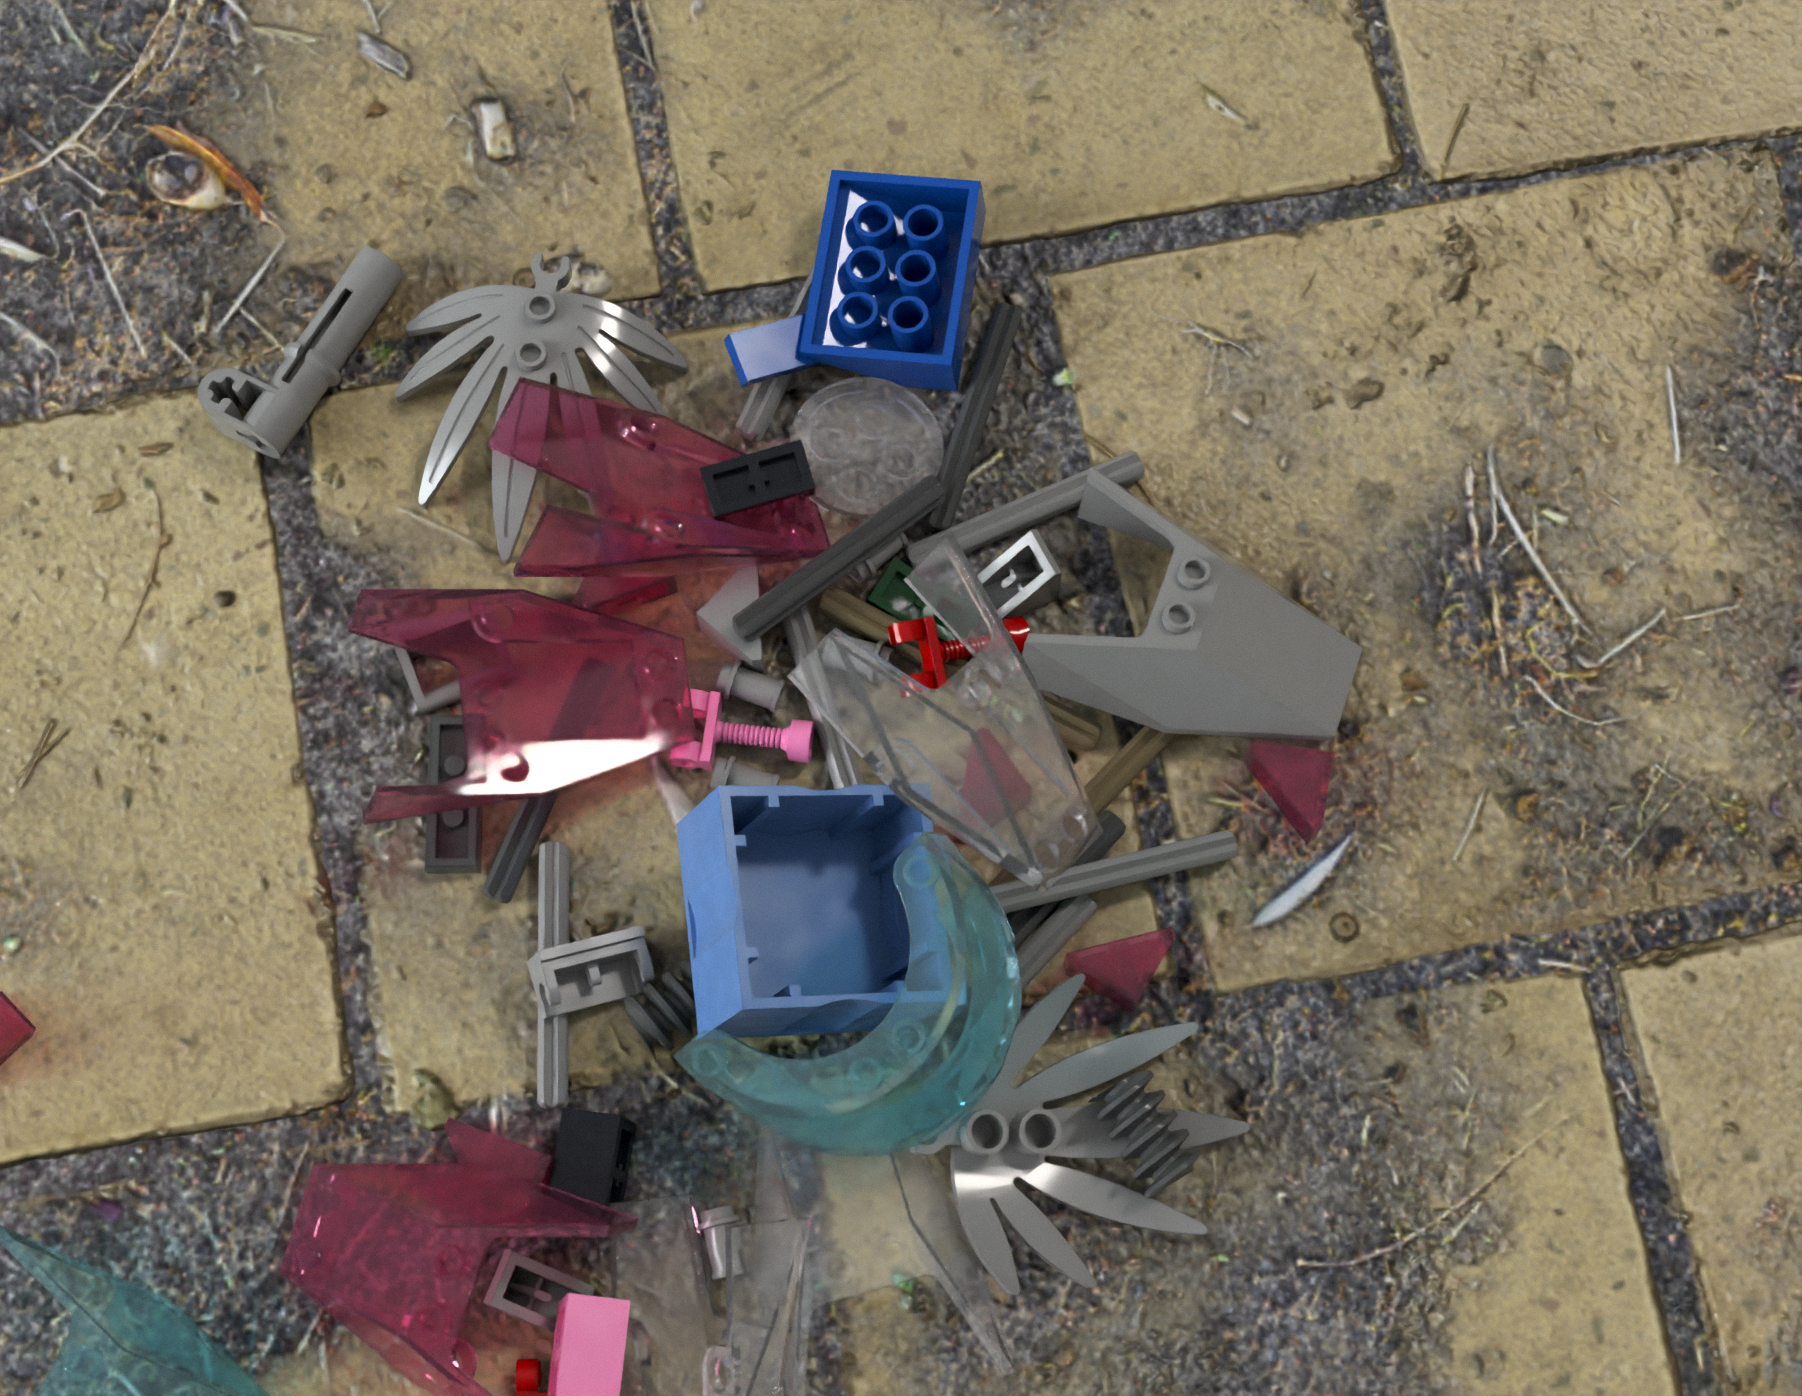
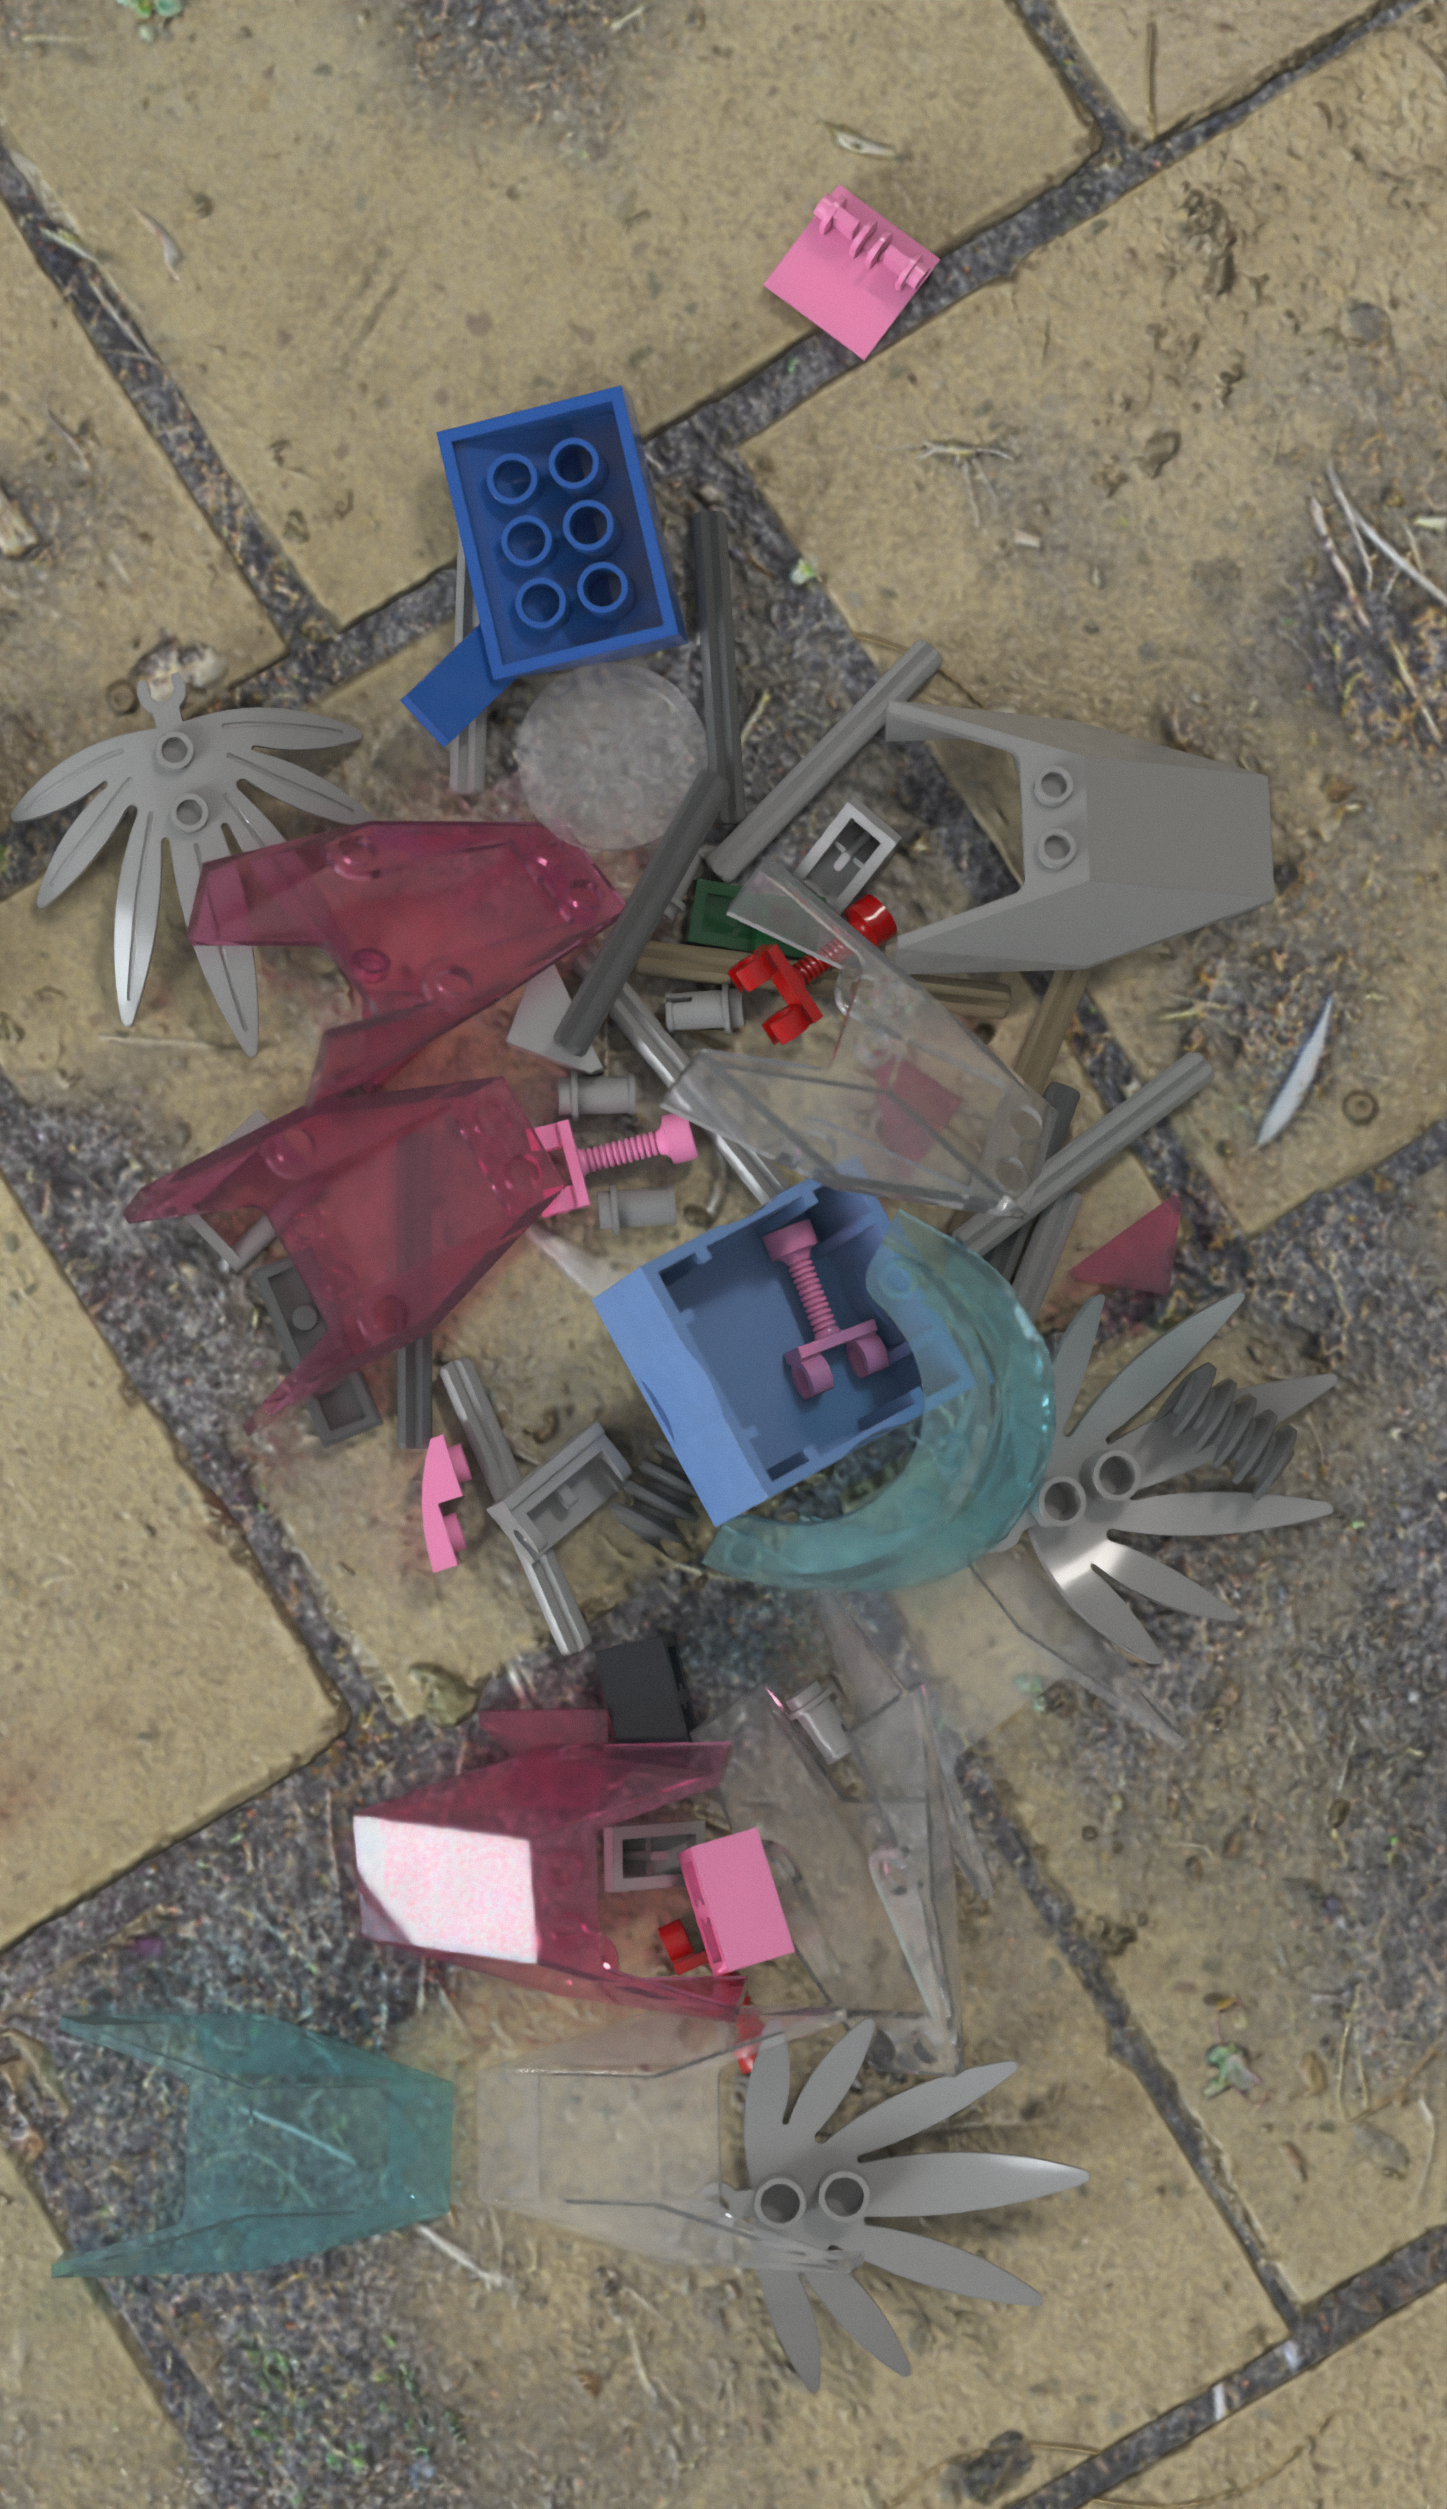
camera: 20 degrees left, 15 degrees up
(499, 933) = (442, 1482): none -> bright pink slope
(757, 479) = (515, 865): black hinge -> none
(852, 849) = (808, 1366): none -> bright pink bar
(1182, 184) = (851, 272): none -> bright pink hinge
(1295, 782) = (1251, 968): clear pink slope -> none

